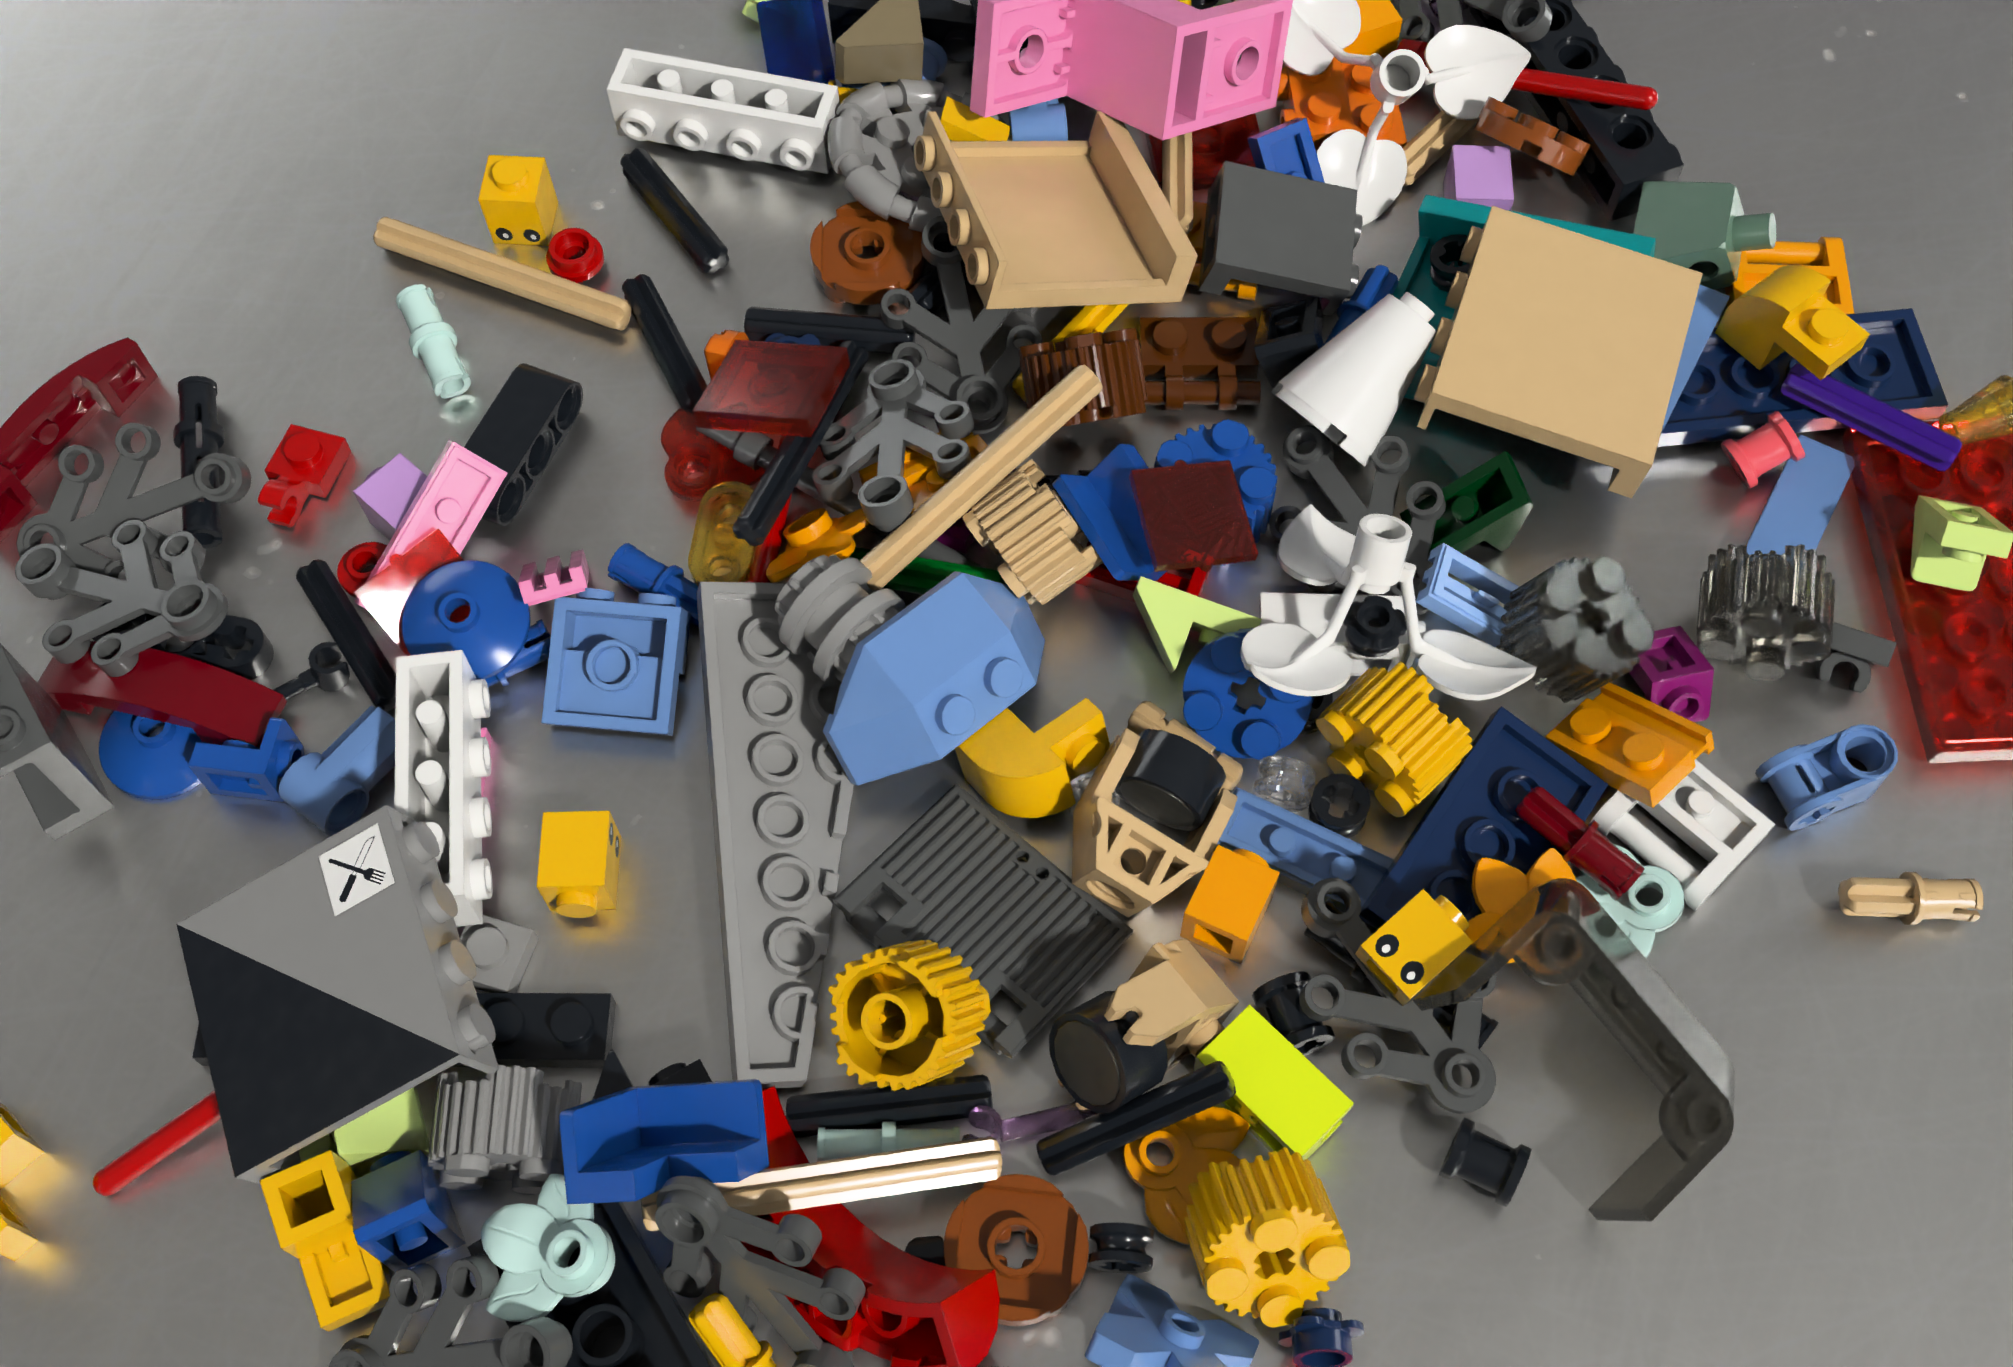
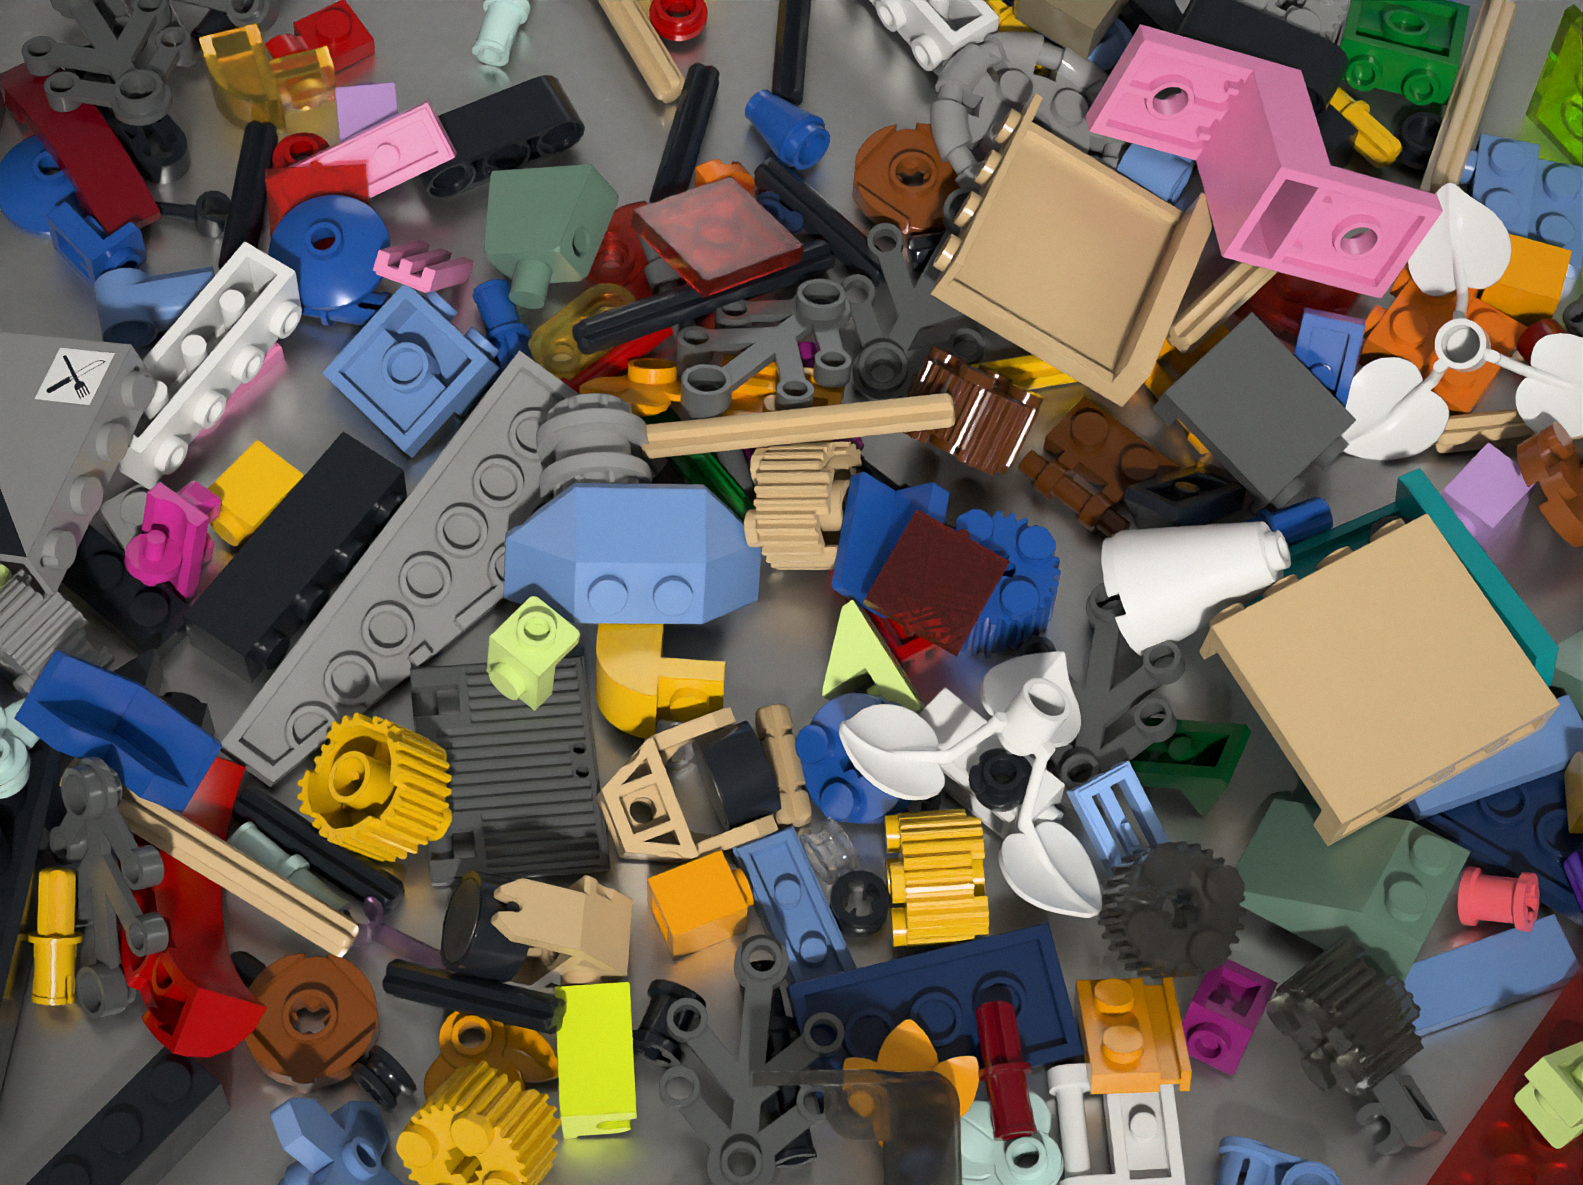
camera: 35 degrees right, 0 degrees up
(271, 542) = (262, 90): none -> clear yellow brick
(544, 944) = (174, 538): none -> dark pink hips
(625, 477) = (546, 226): none -> sand green torso
(657, 885) = (296, 559): none -> black brick
(740, 280) = (790, 131): none -> blue cone
(929, 807) = (527, 651): none -> yellowish green bracket
(968, 126) = (1072, 122): yellow piece -> none
(1415, 945) = (780, 1031): yellow brick -> none
(1686, 508) = (1368, 887): none -> sand green slope

